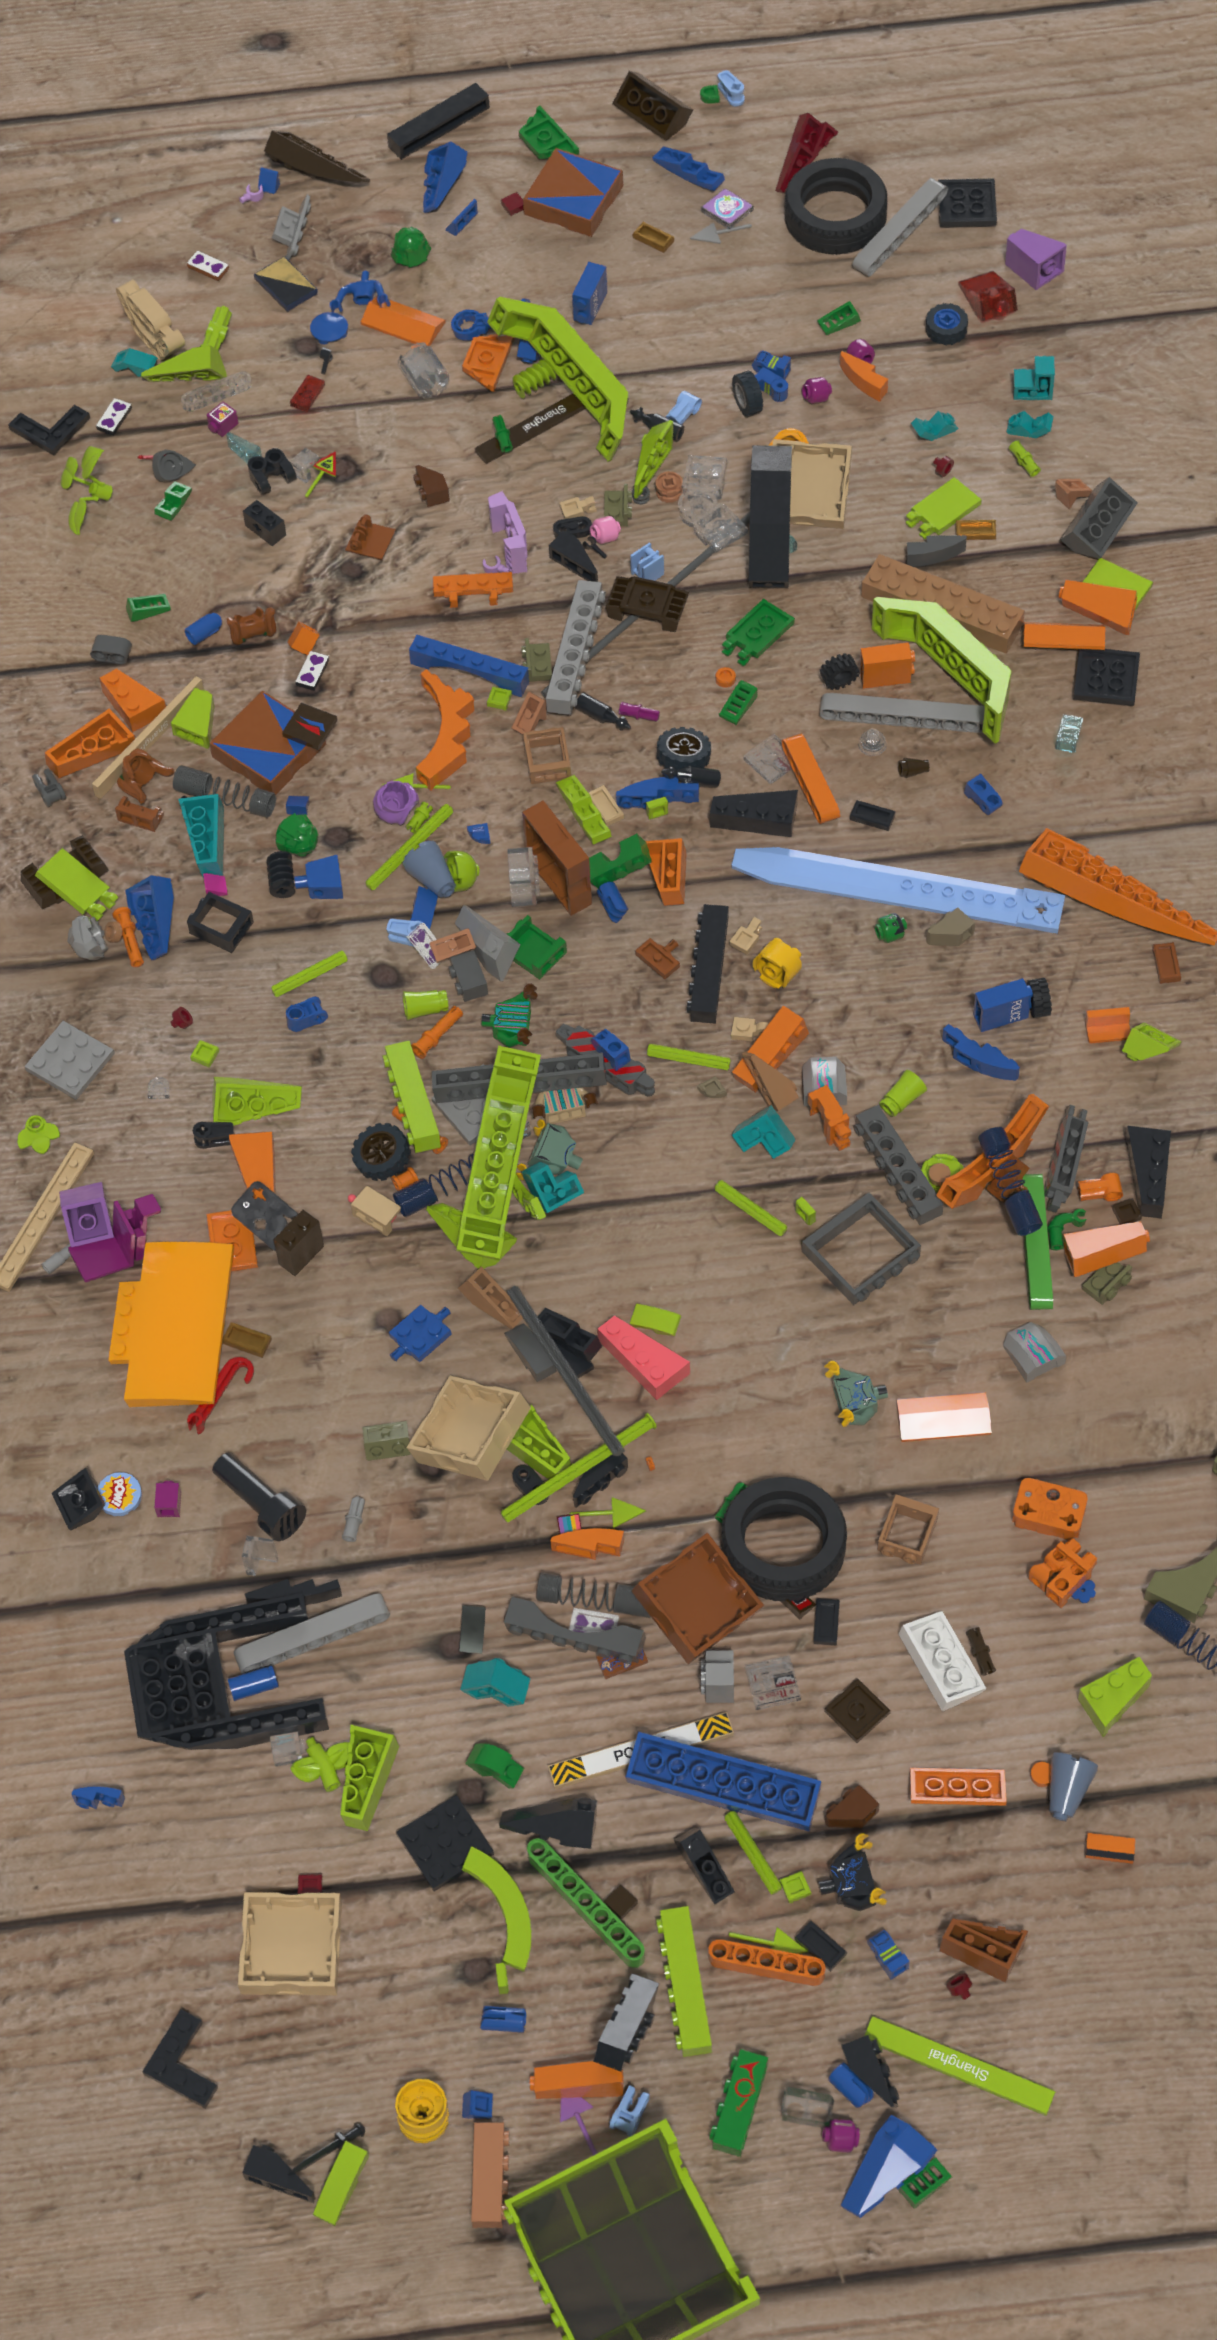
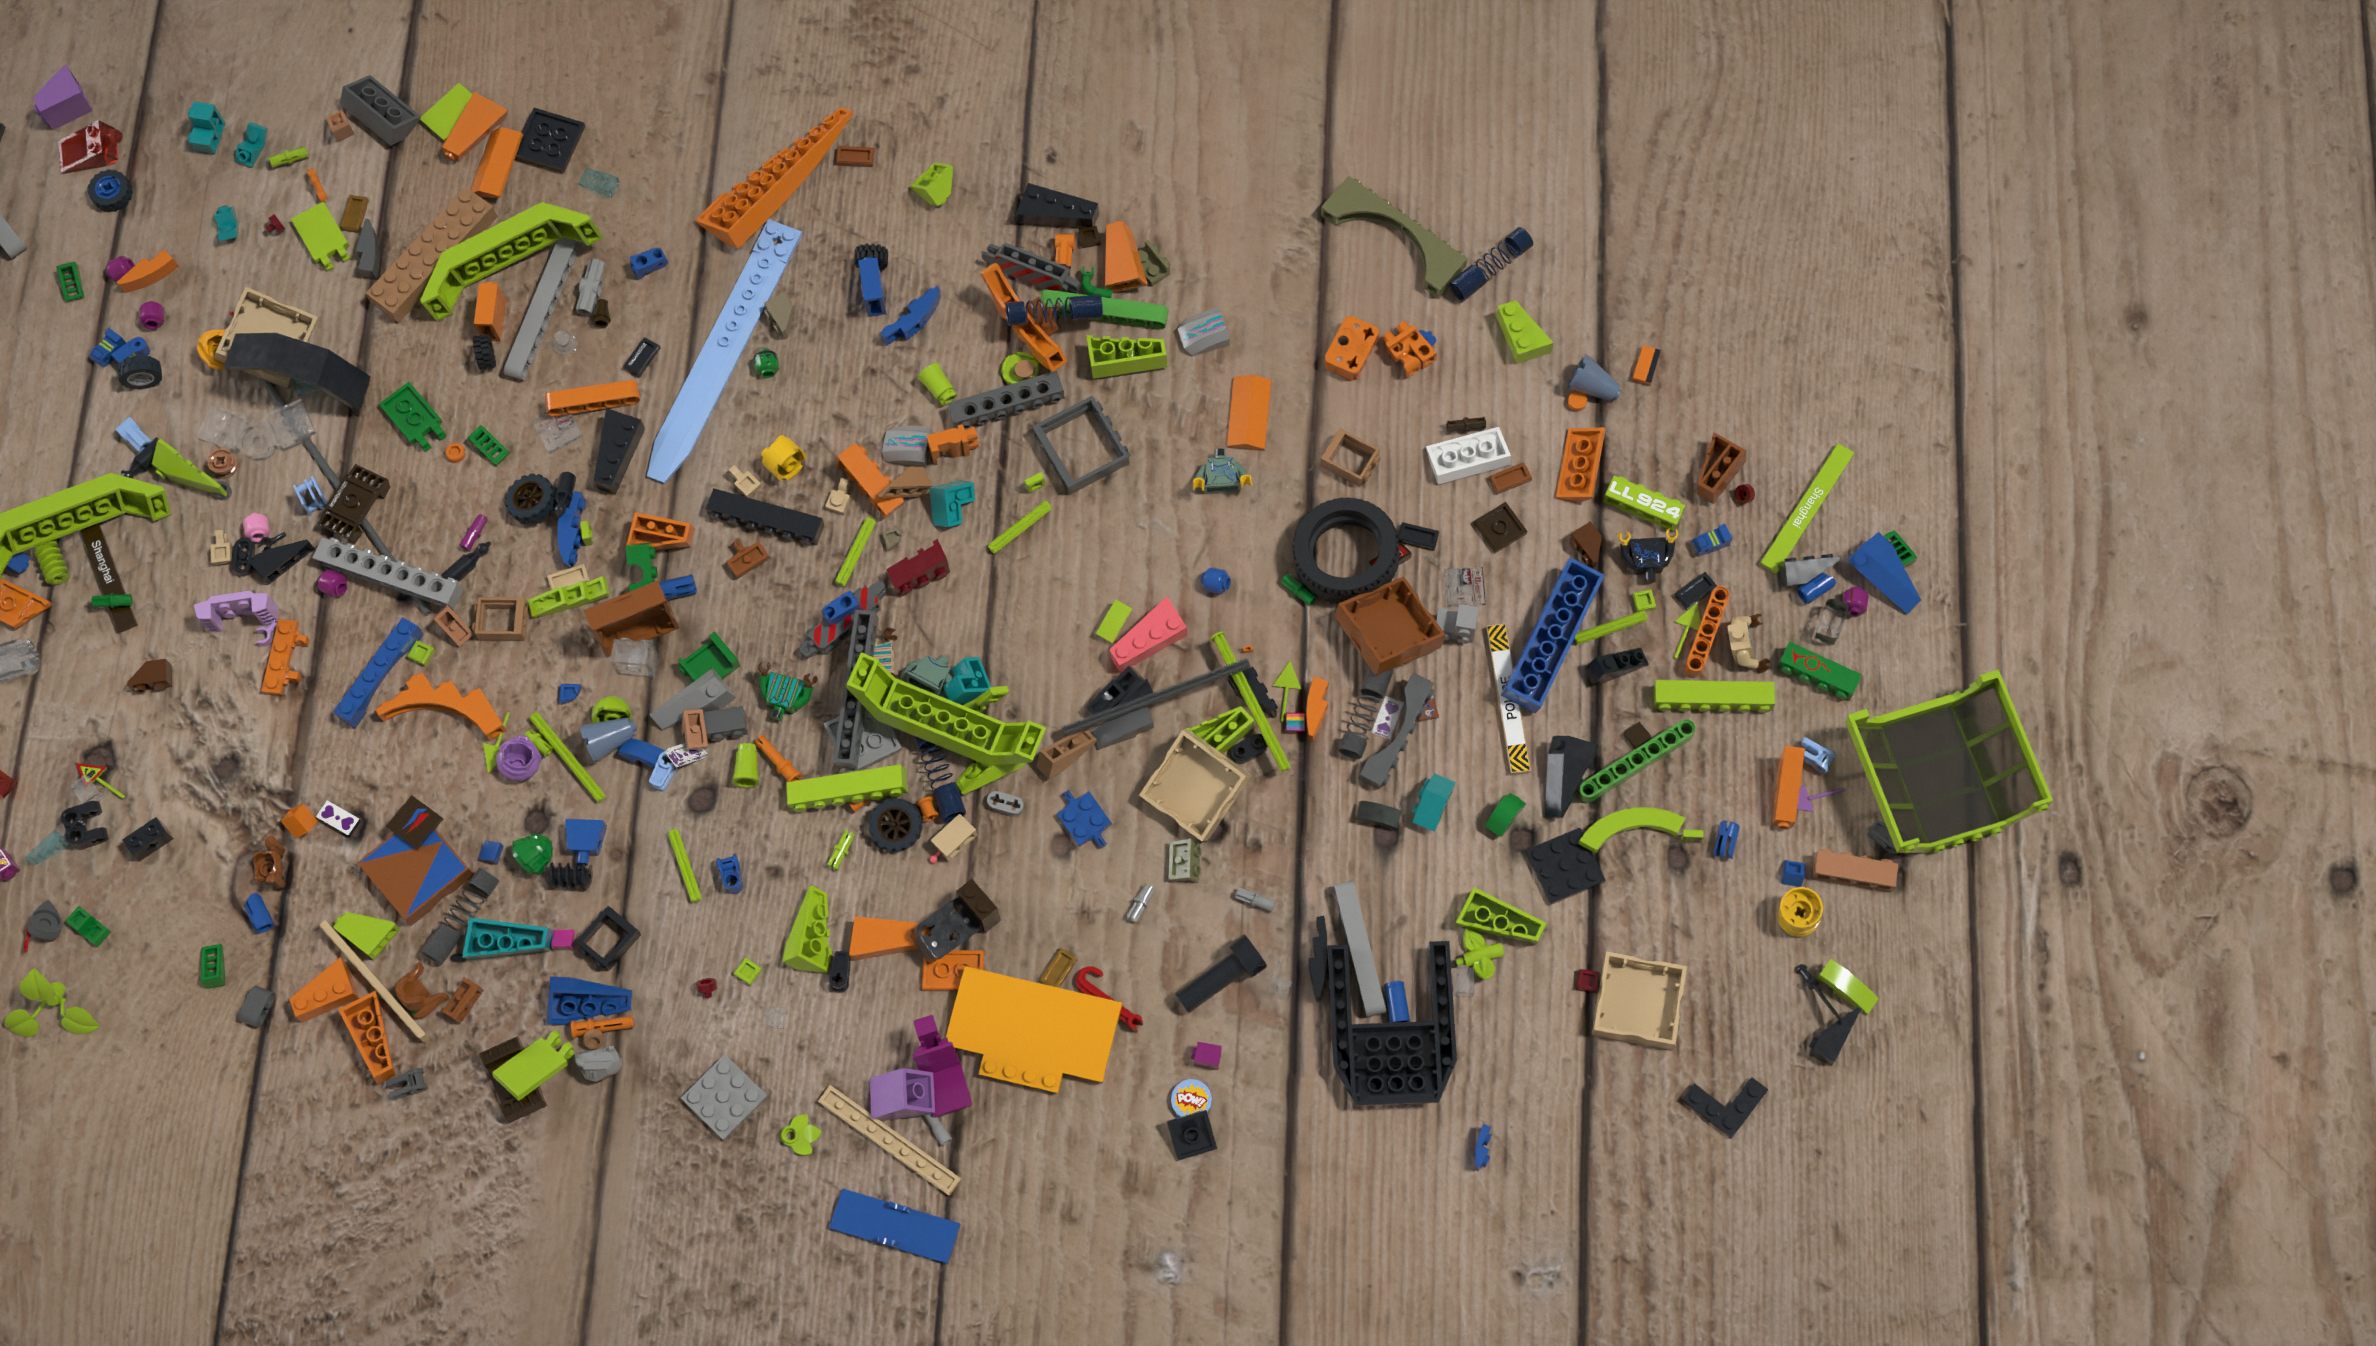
camera: 80 degrees left, 10 degrees up
(332, 1405) = (1141, 903): none -> light grey axle
(347, 1110) = (841, 850): none -> lime pin
(370, 538) = (196, 743): dark orange hinge -> none
(420, 1253) = (1007, 799): none -> light grey beam
(538, 661) = (388, 611): olive bracket -> none
(557, 605) = (332, 583): none -> magenta head
(617, 505) = (229, 512): olive bracket -> none
(628, 2024) = (1756, 738): wedge -> none
(676, 1118) = (919, 570): none -> dark red wedge
(724, 1413) = (1215, 580): none -> blue head
(759, 2001) = (1742, 644): none -> tan torso
(920, 1868) = (1644, 503): none -> lime brick
(923, 1712) = (1510, 478): none -> dark orange tile
(941, 750) = (590, 287): none -> light grey piece
(979, 1268) = (1125, 355): none -> lime wedge
(989, 496) = (317, 185): none -> orange arm
(1108, 1025) = (907, 213): orange panel -> none

